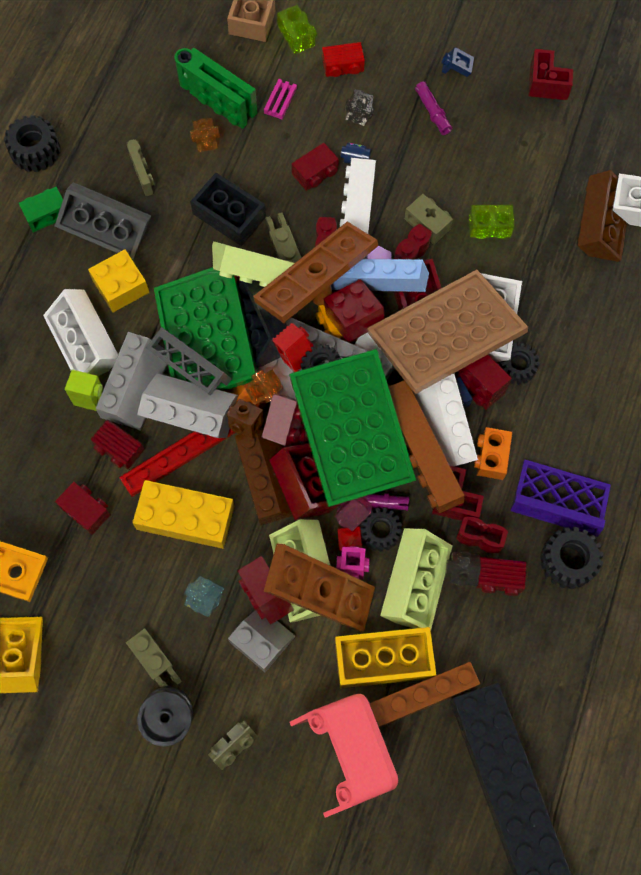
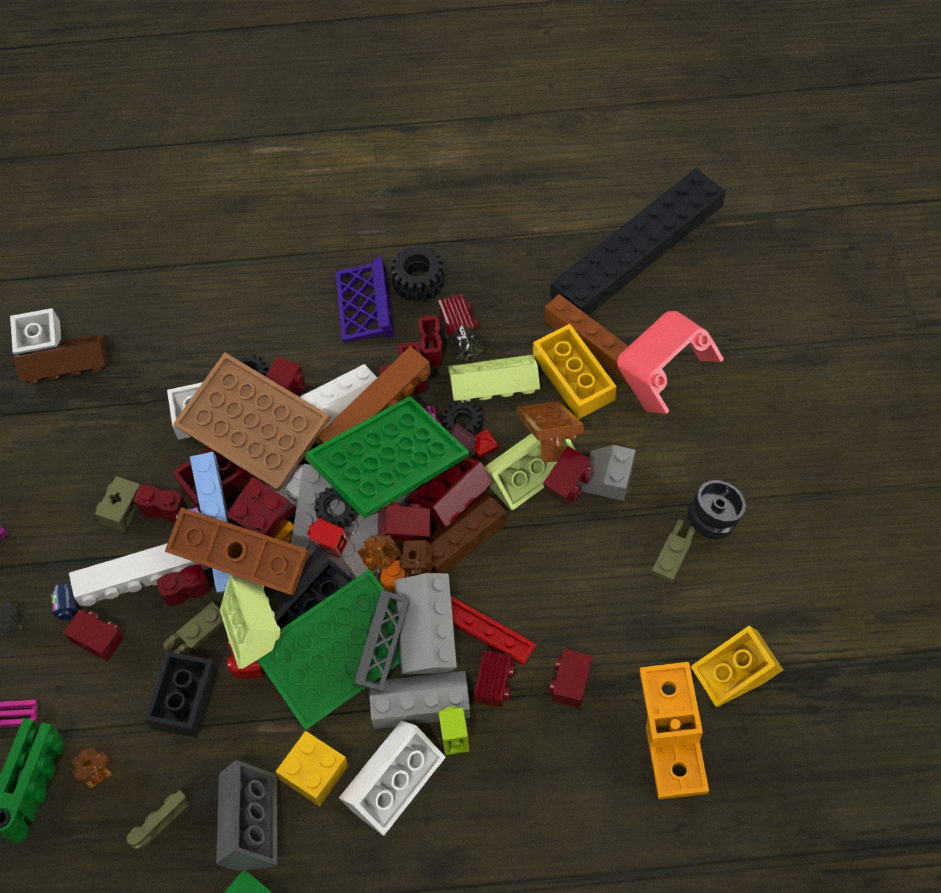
camera: 110 degrees left, 10 degrees down
(183, 514) = (532, 584): yellow brick -> none
(203, 596) = (598, 530): clear light blue brick -> none
(225, 753) = (715, 458): olive hinge -> none
(353, 562) = (506, 426): dark pink brick -> none
(491, 216) = (100, 449): clear neon green brick -> none
(497, 454) = (347, 357): orange brick -> none

